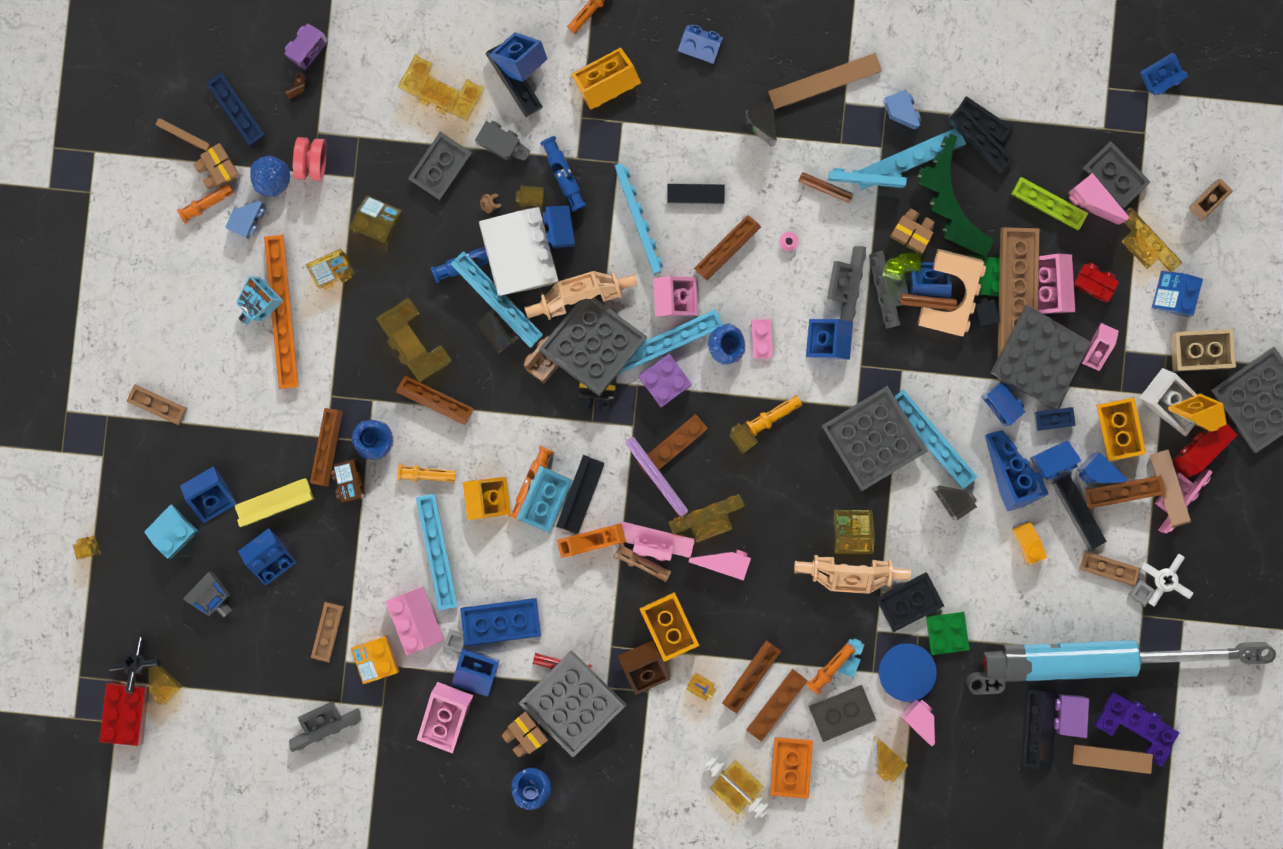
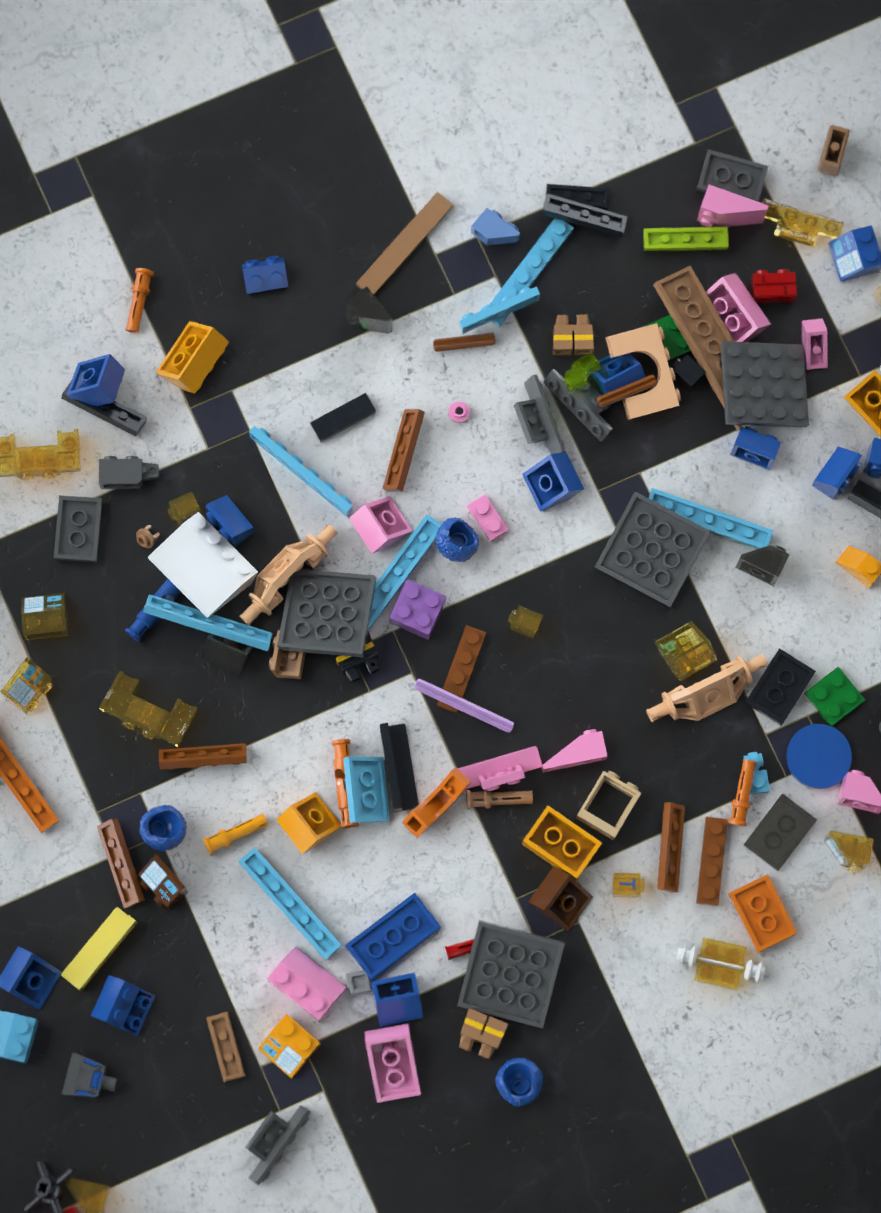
camera: 30 degrees left, 10 degrees down
(565, 178) = (212, 476): blue piece -> none
(705, 626) = (598, 824): none -> tan window
(709, 520) = (540, 720): clear yellow bracket -> none
(766, 419) = (538, 591): light orange pin -> none
(938, 179) = (567, 273): dark green arch -> none
(1014, 476) = (810, 512): blue wedge -> none
(1054, 419) = (812, 435): dark blue plate -> none
(1163, 74) = (720, 62): blue bracket -> none

